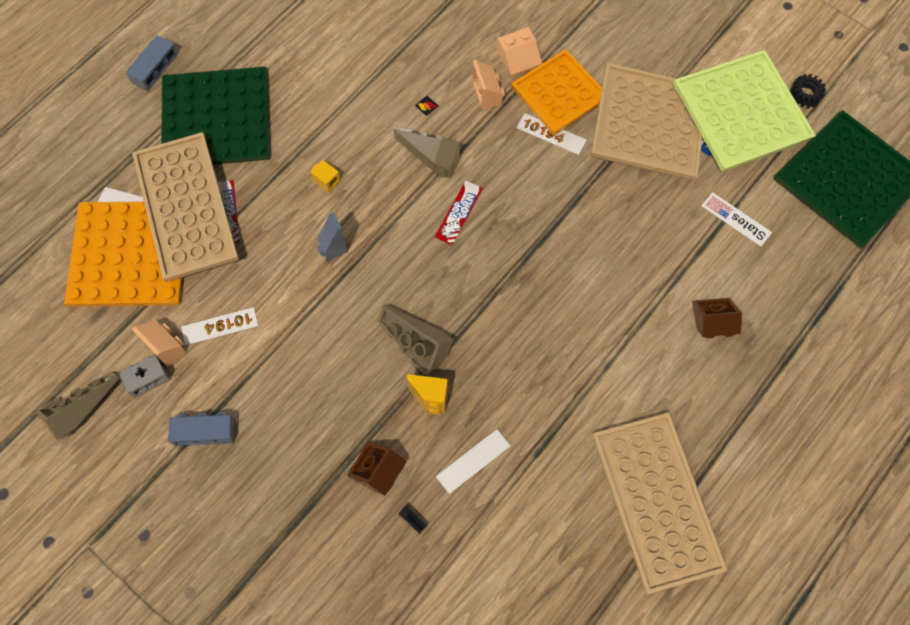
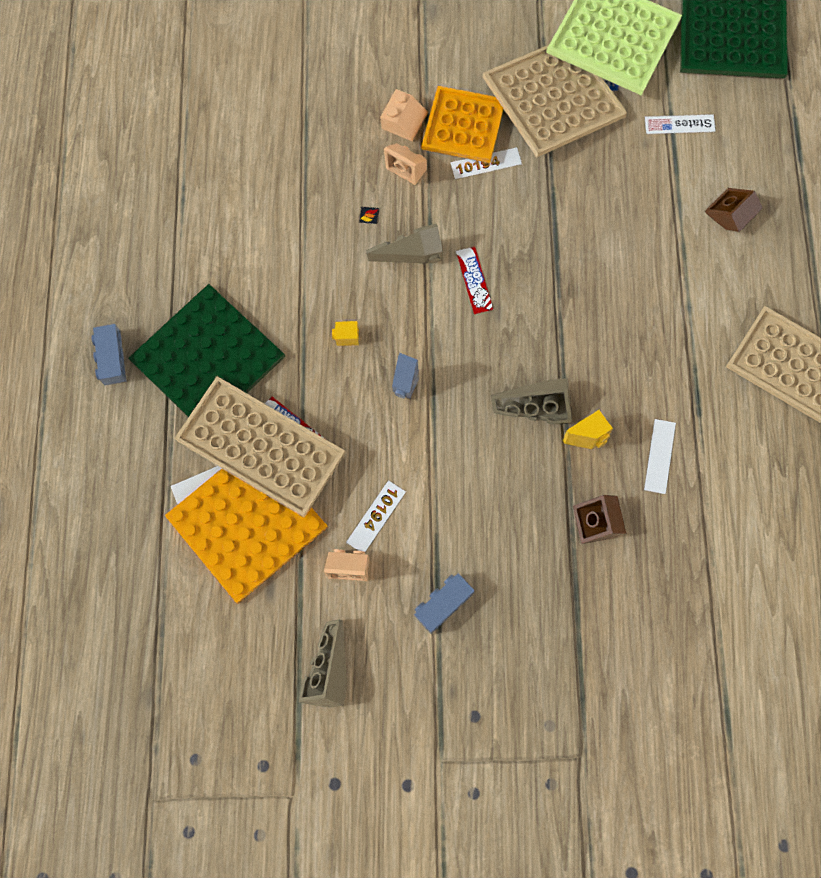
camera: 35 degrees left, 5 degrees up
(137, 383) = (367, 594): light grey brick -> none
(411, 518) = (659, 533): black piece -> none

